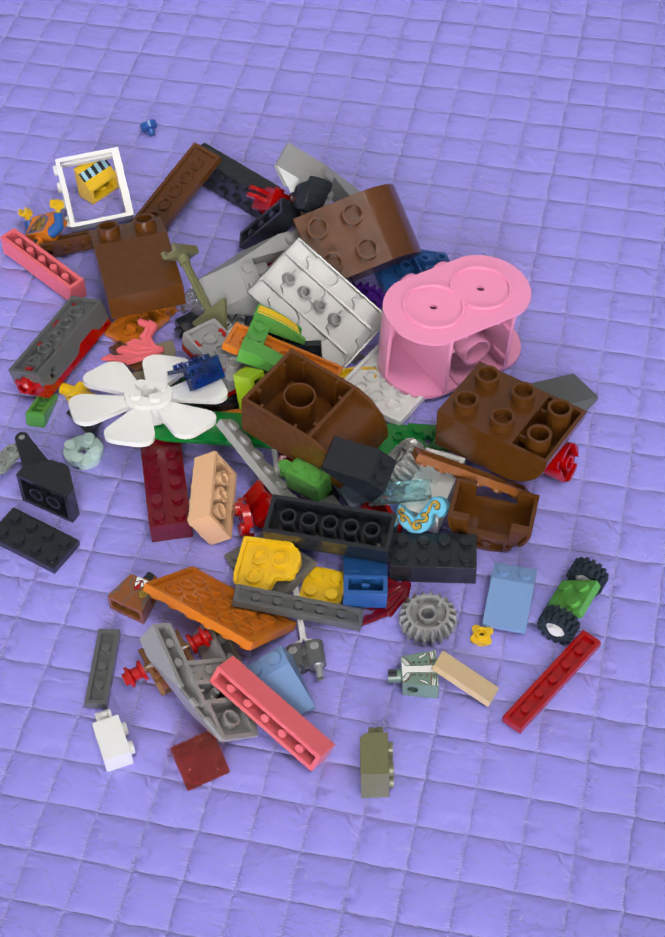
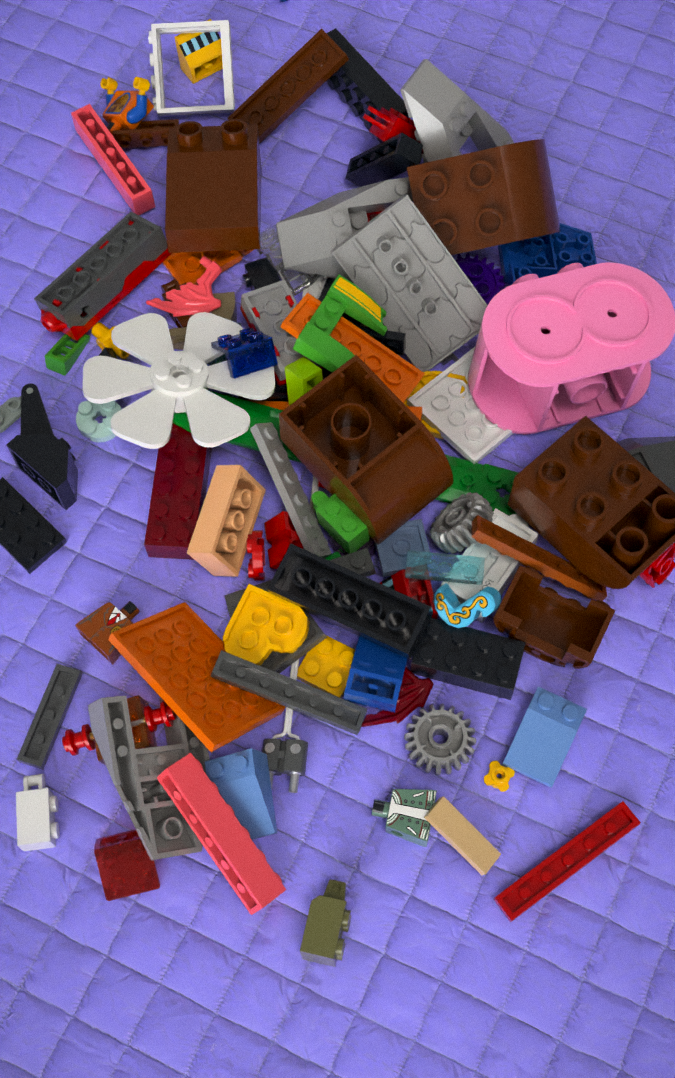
camera: 15 degrees right, 15 degrees up
(183, 254) = (291, 270): olive piece -> none
(311, 194) = (437, 137): black helmet -> none
(359, 467) = (400, 532): black slope -> none
(572, 600) = (620, 759): plate -> none

